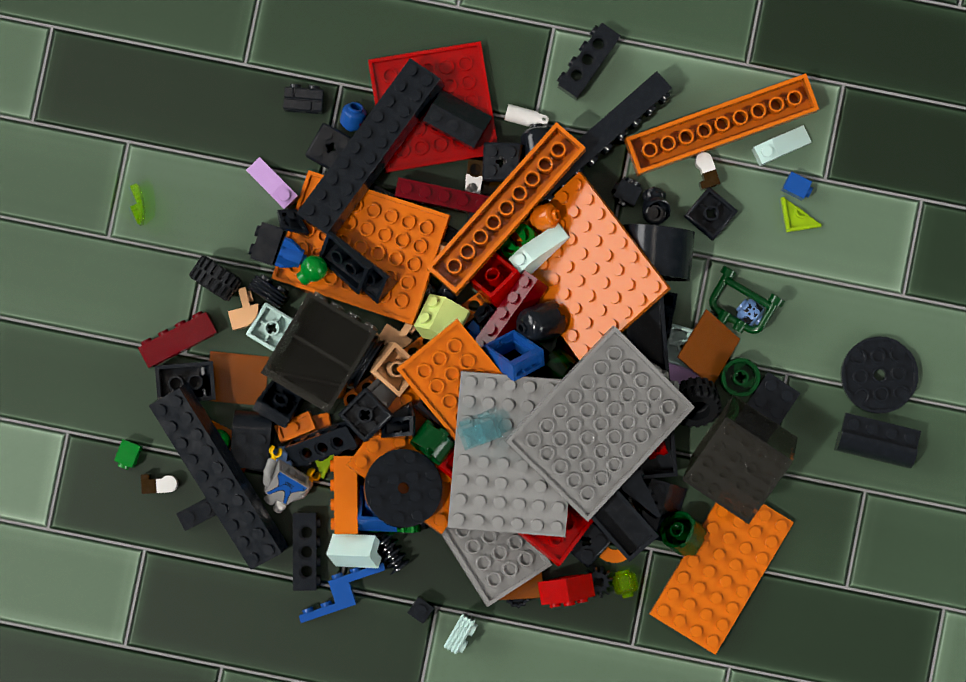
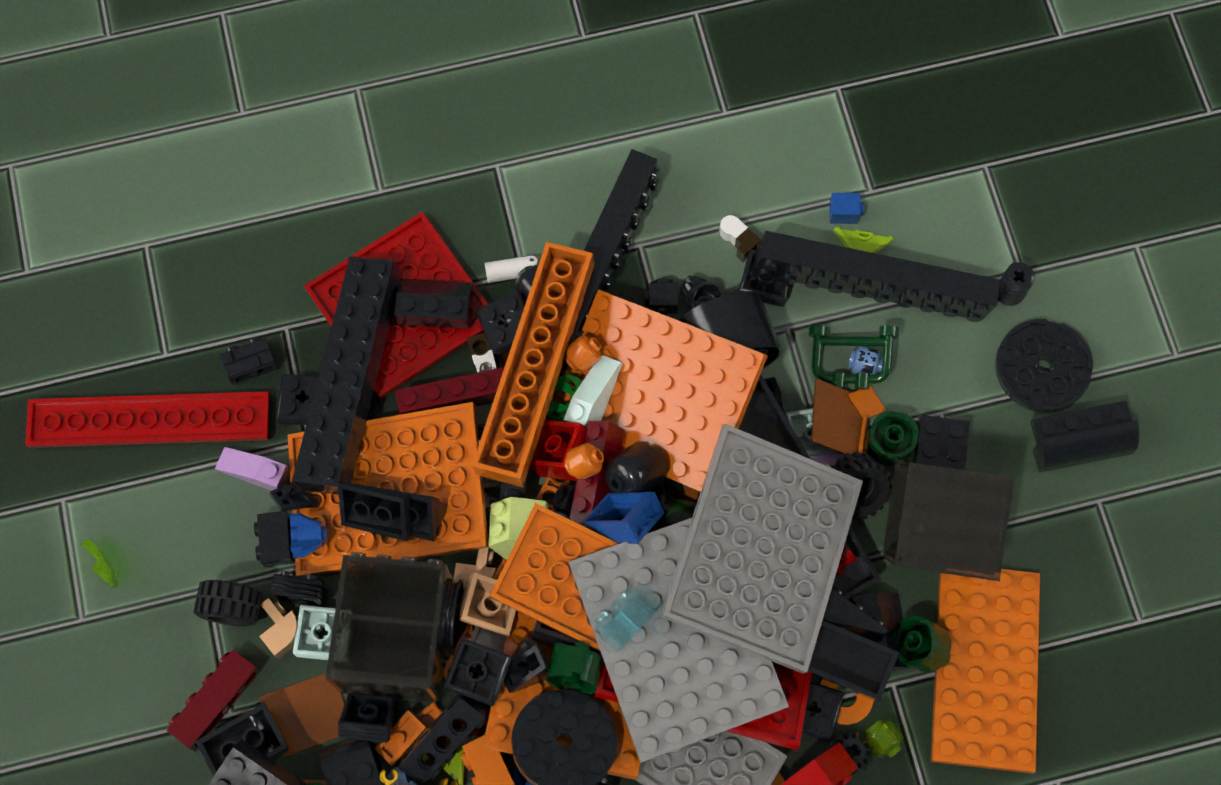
camera: 25 degrees left, 15 degrees down
(213, 111) = (148, 419): none -> red plate
(312, 269) = (339, 538): green piece -> none
(352, 116) = (311, 352): blue head -> none
(506, 301) = (584, 461): none -> orange head
(609, 39) = (549, 214): black brick -> none
(721, 124) = (729, 181): orange brick -> none
(735, 344) = (868, 406): none -> orange piece
(781, 145) = (804, 176): light aqua slope -> none
(788, 254) = (875, 276): none -> black piece
(892, 299) = (1015, 283): none -> black piece

